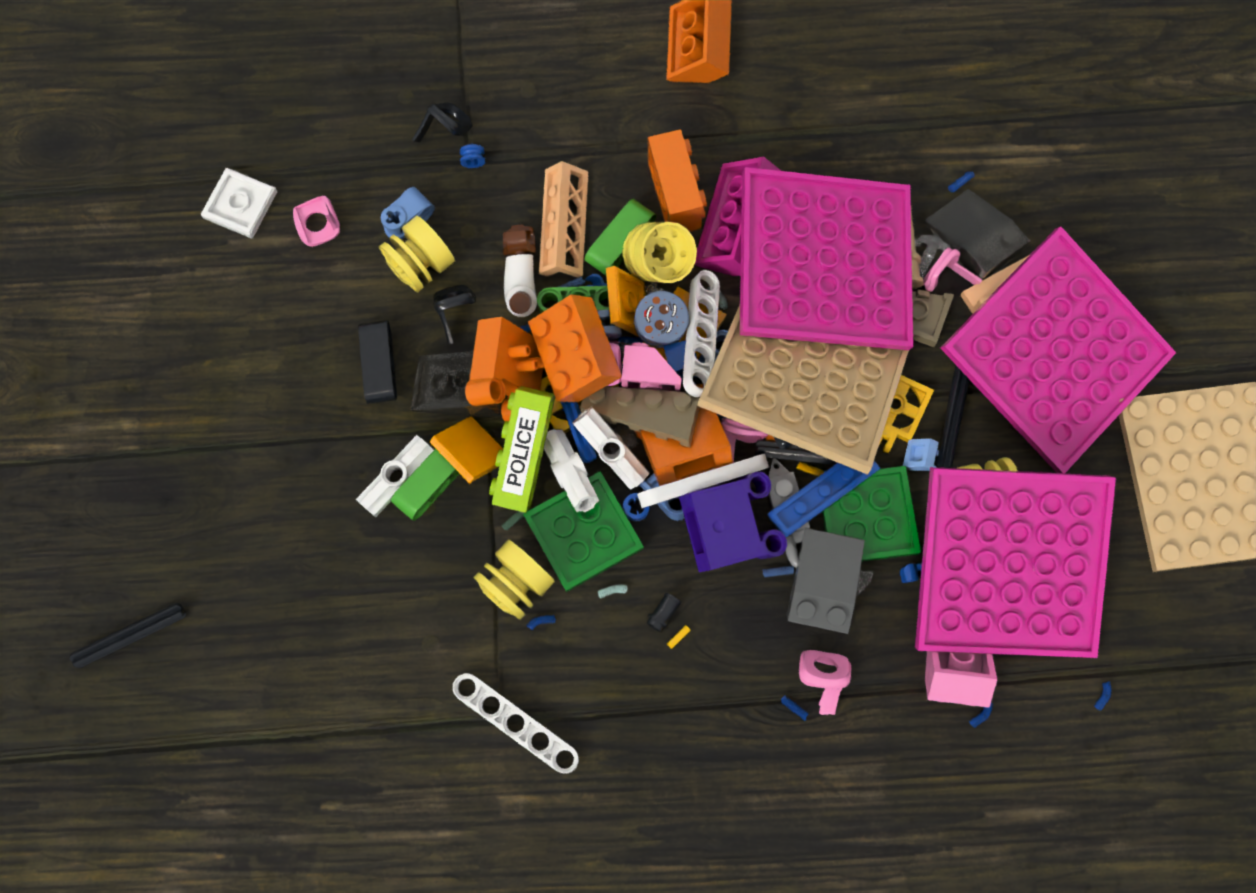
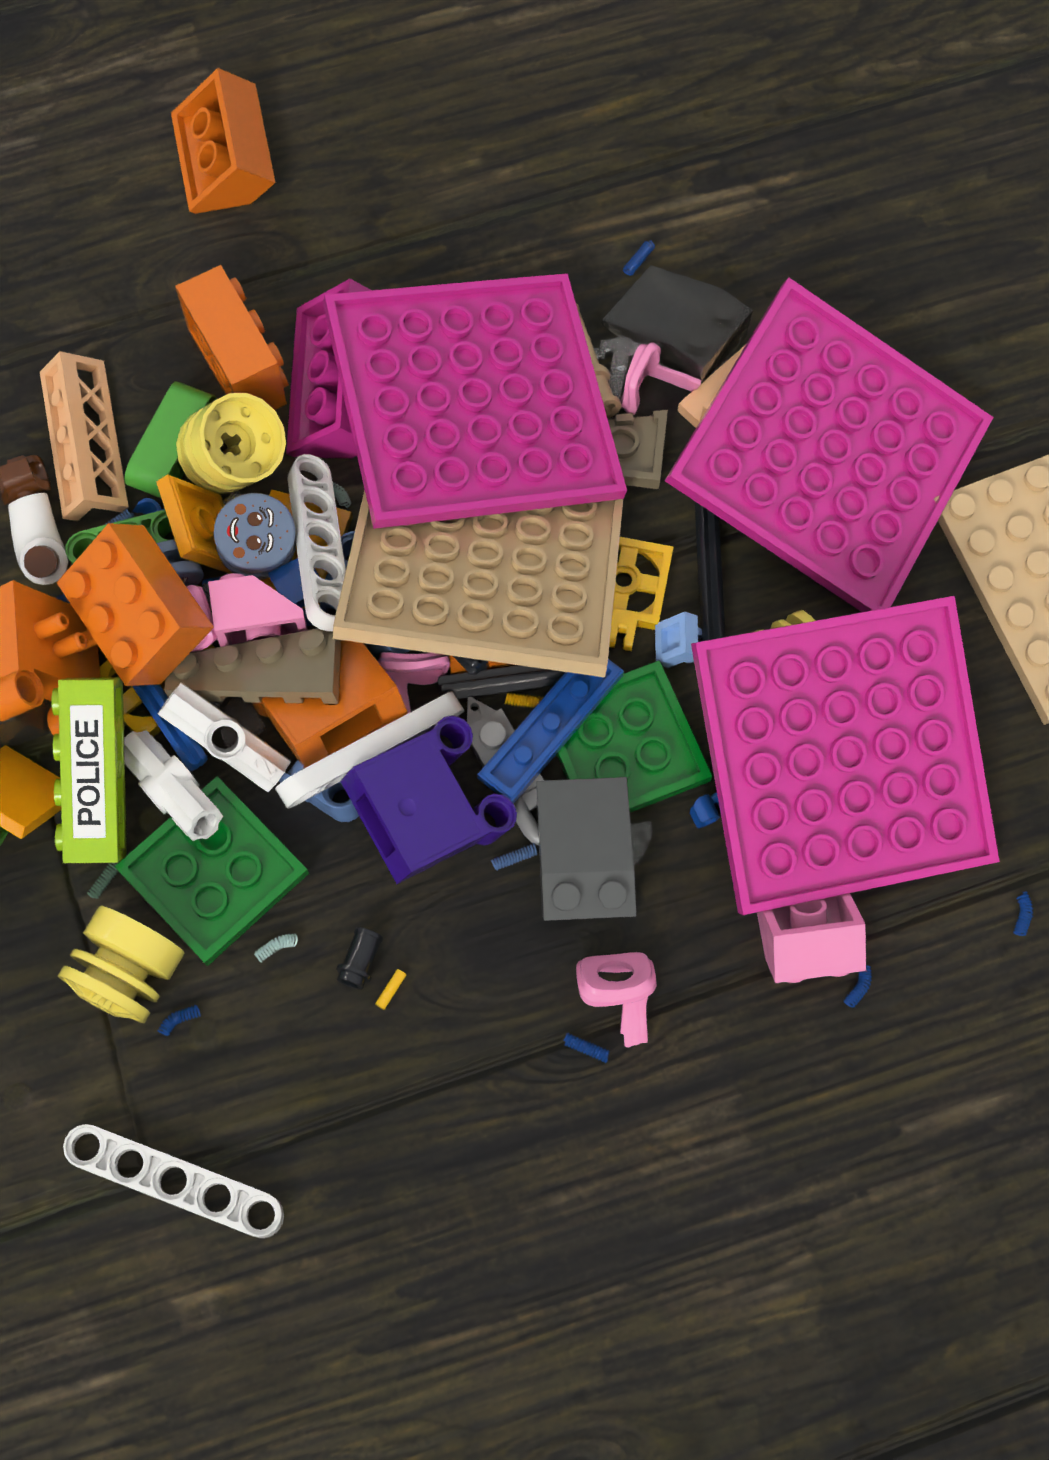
camera: 20 degrees left, 5 degrees down
(627, 509) = (270, 822): blue bush -> none

